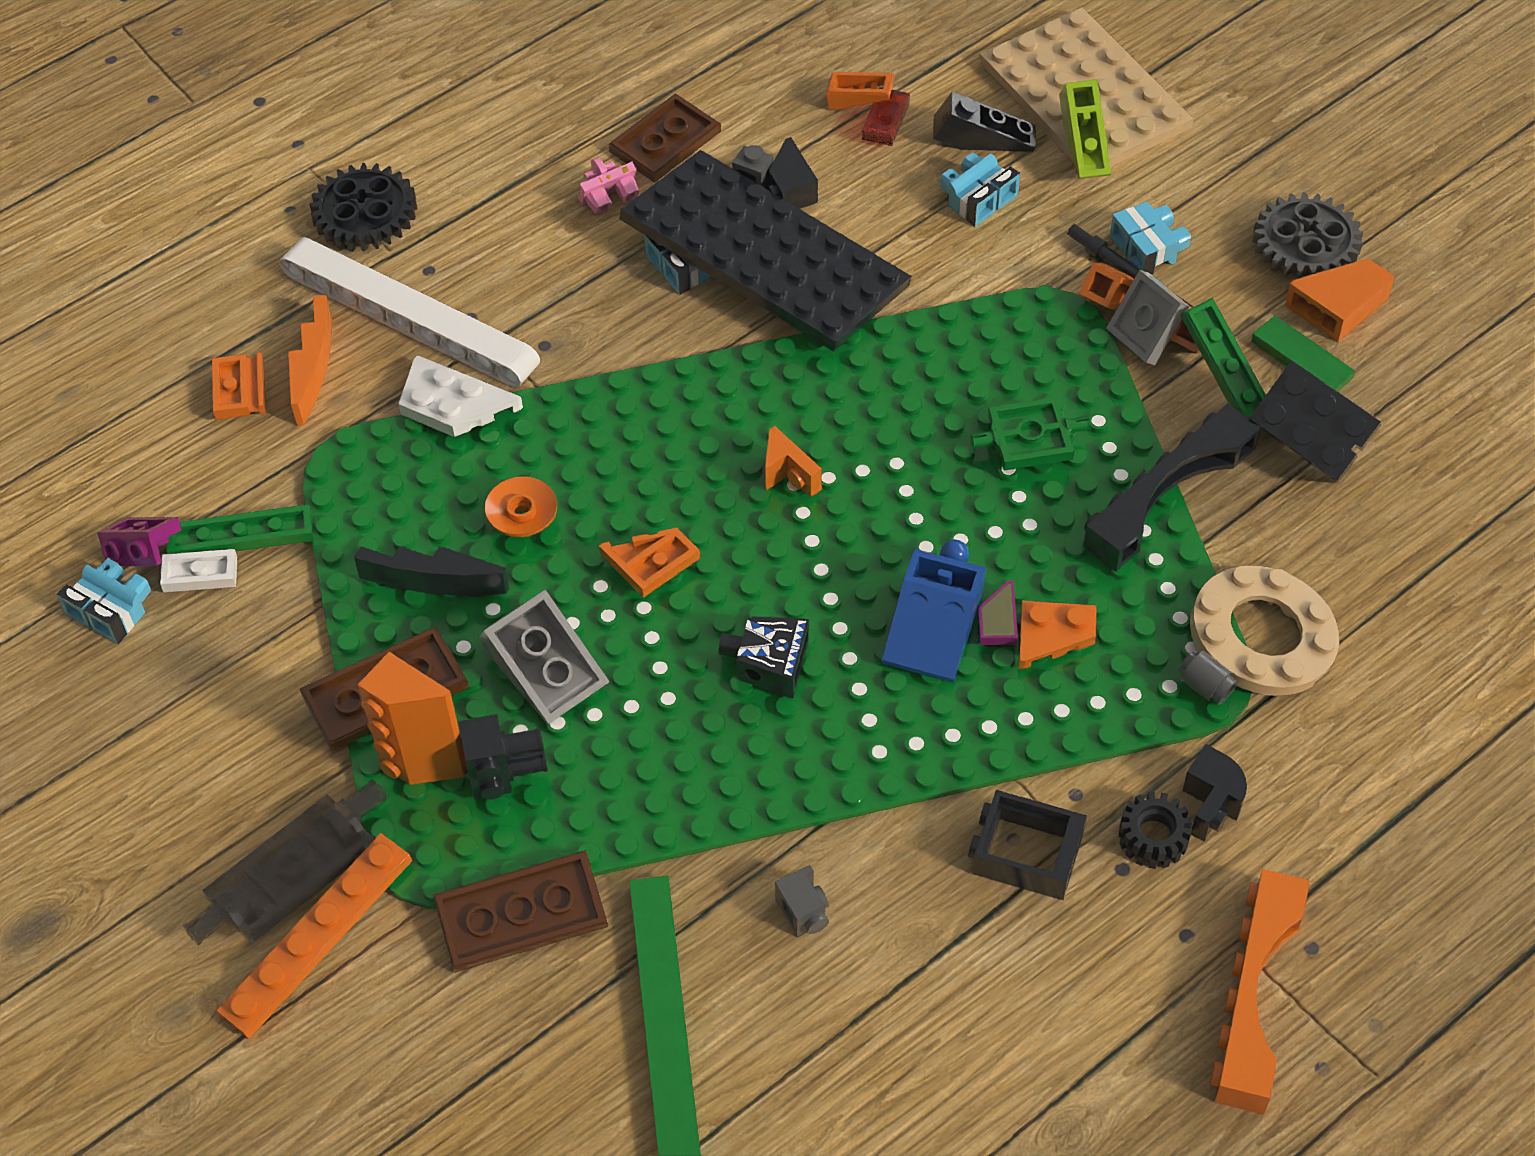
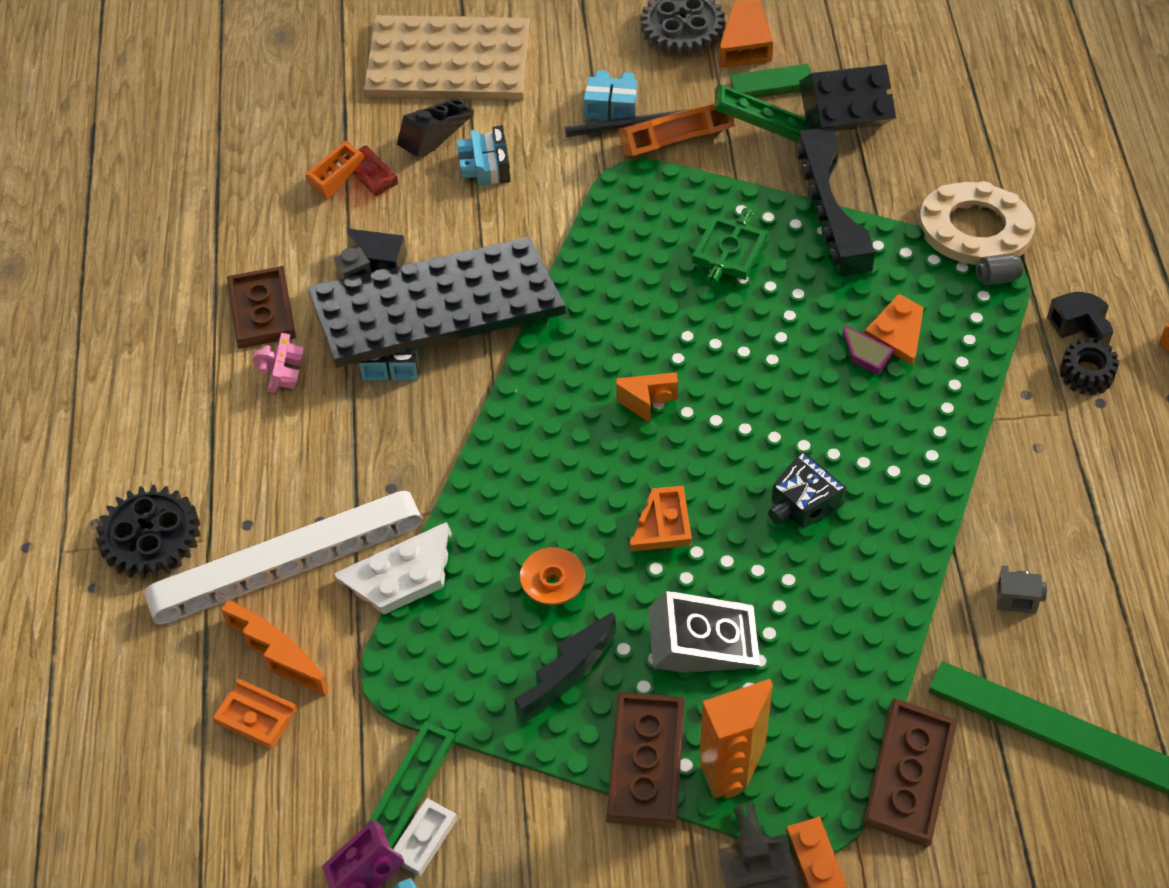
camera: 55 degrees left, 0 degrees up
(498, 758) = (787, 707): black brick -> none
(935, 612) = (842, 379): blue slope -> none
(1035, 816) = (1068, 412): black window -> none
(1085, 128) = (497, 69): lime slope -> none
(1147, 317) = (689, 131): light grey plate -> none

